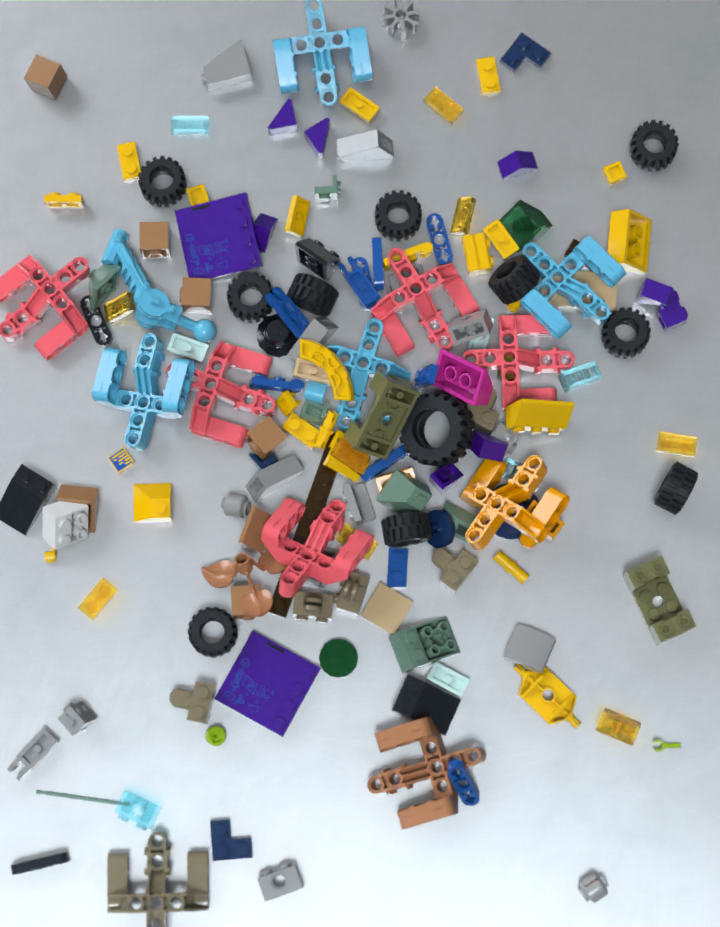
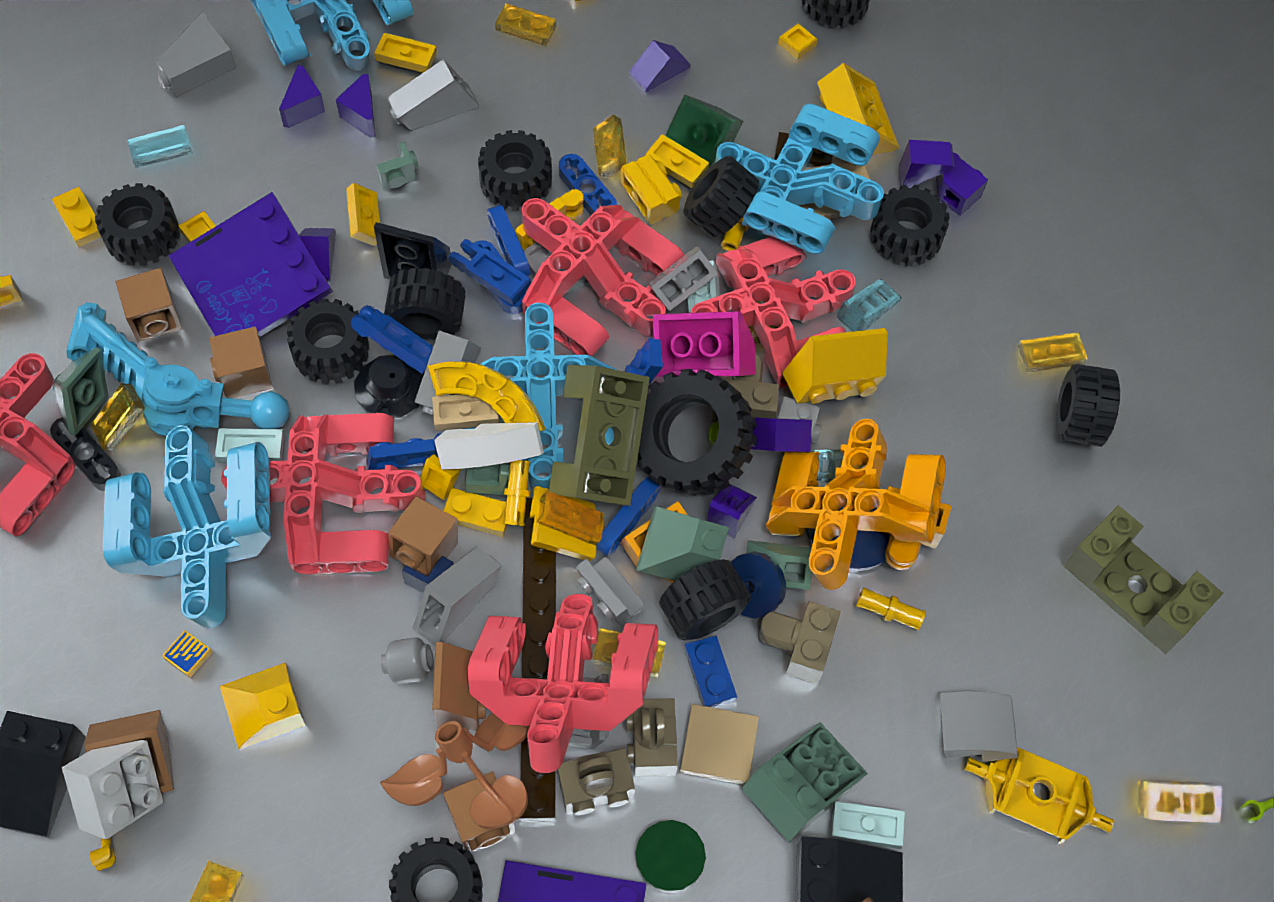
camera: 25 degrees left, 15 degrees down
(318, 398) = (488, 445): none -> white slope

